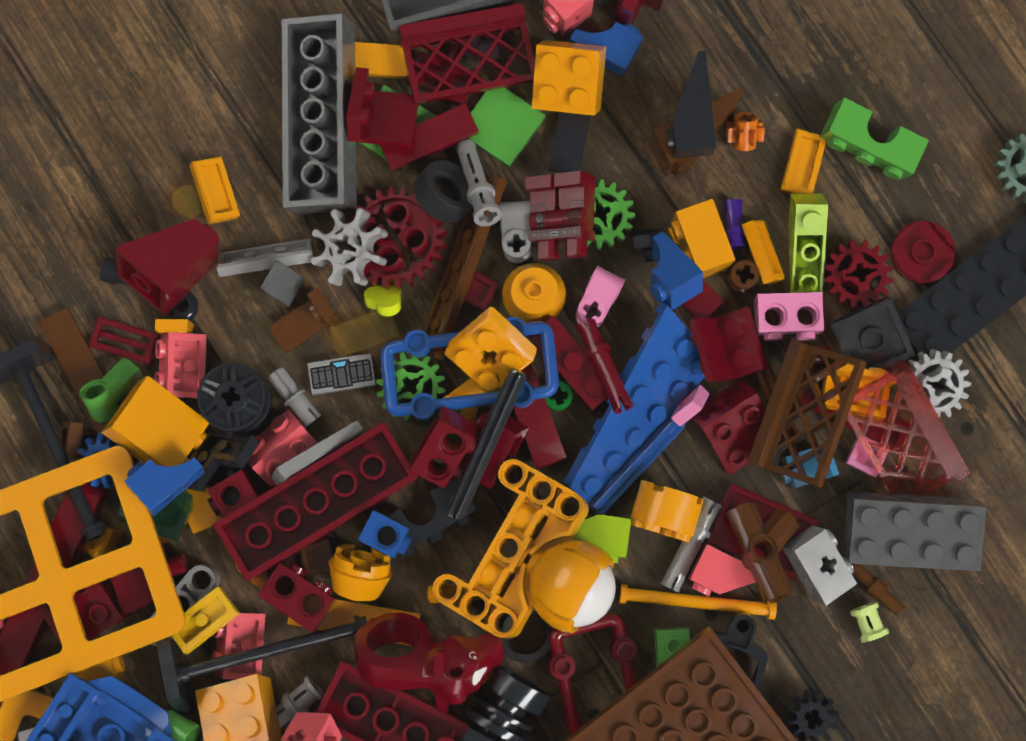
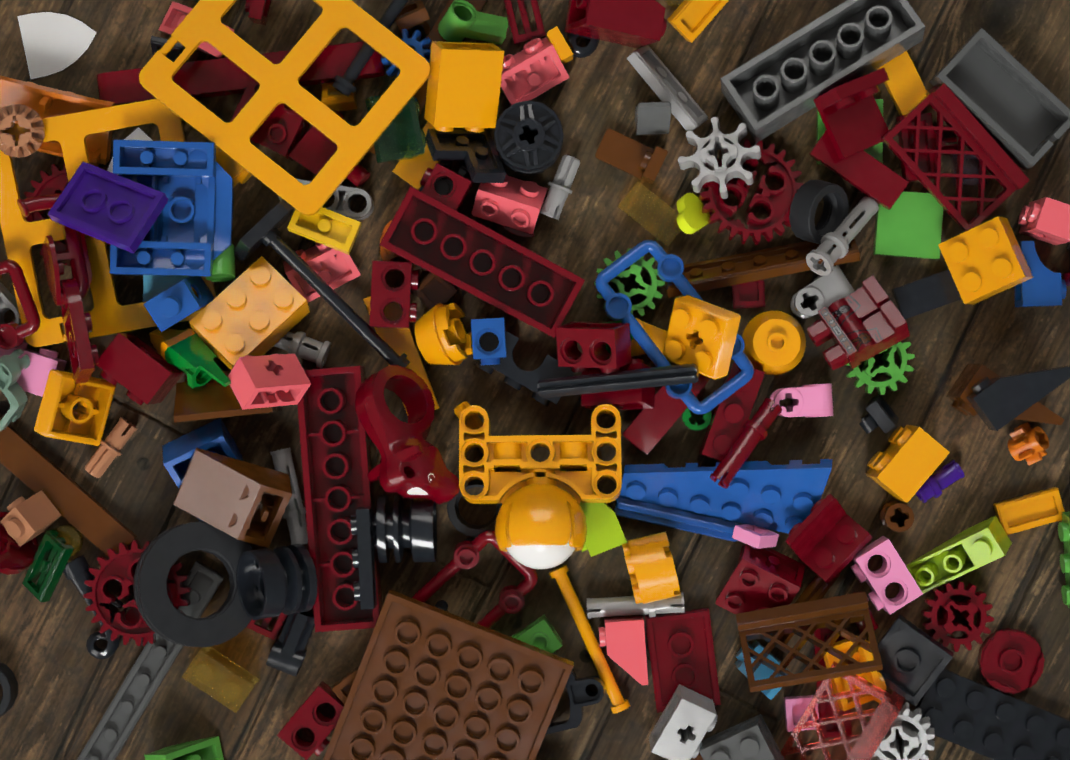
camera: 60 degrees right, 5 degrees up
(160, 485) = (416, 120): blue arch -> none
(317, 452) = (524, 238): light grey tile -> none
(341, 374) = (604, 216): tile -> none
(676, 275) = (863, 459): blue arch -> none
(704, 303) = (853, 491): dark red tile -> none
(763, 251) = (929, 521): light orange tile -> none
(770, 540) = (679, 671): reddish brown piece -> none

